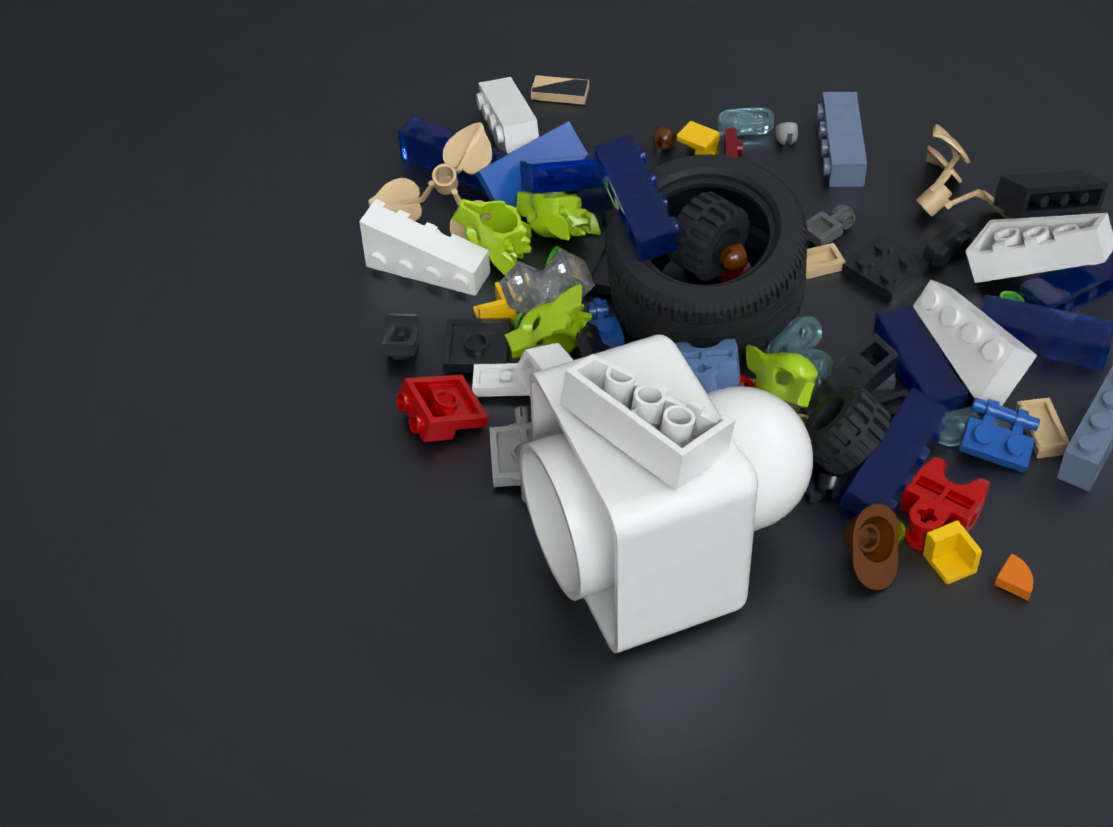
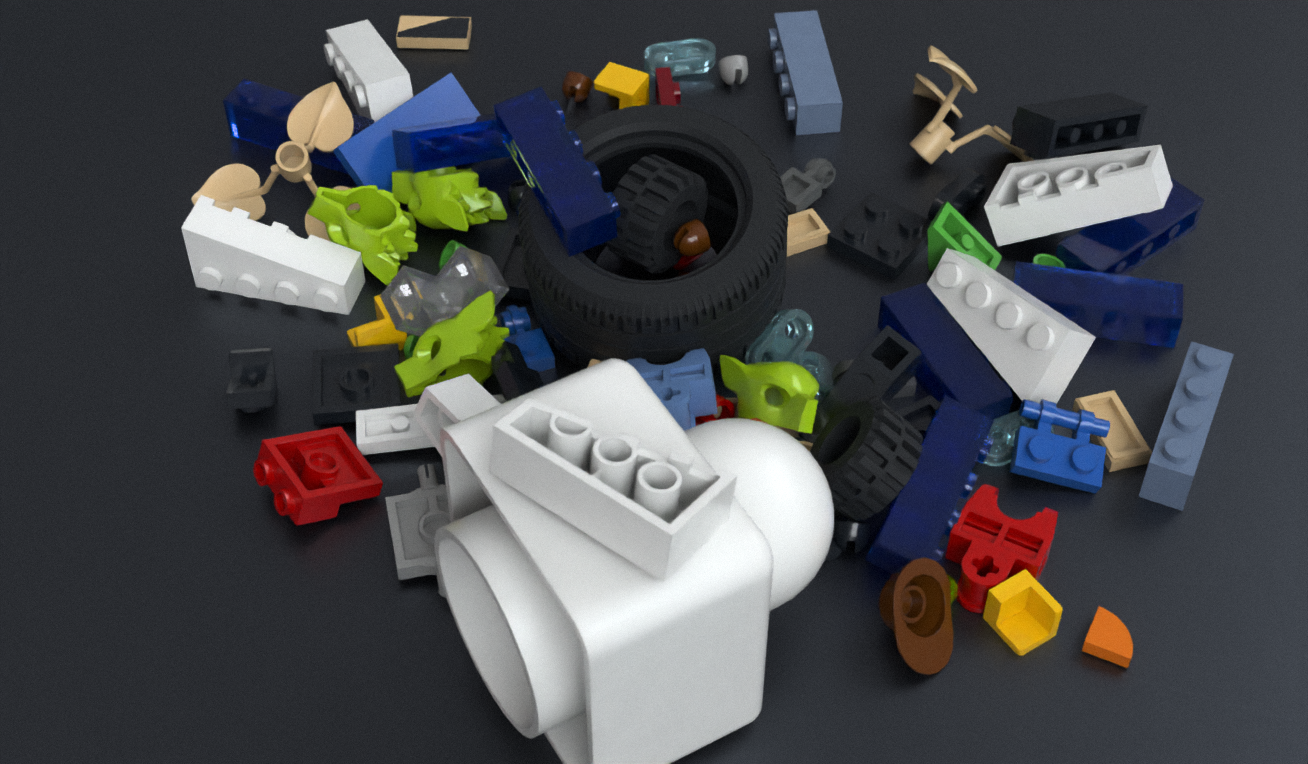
camera: 10 degrees left, 0 degrees up
(939, 268) = (954, 232): none -> bright green slope

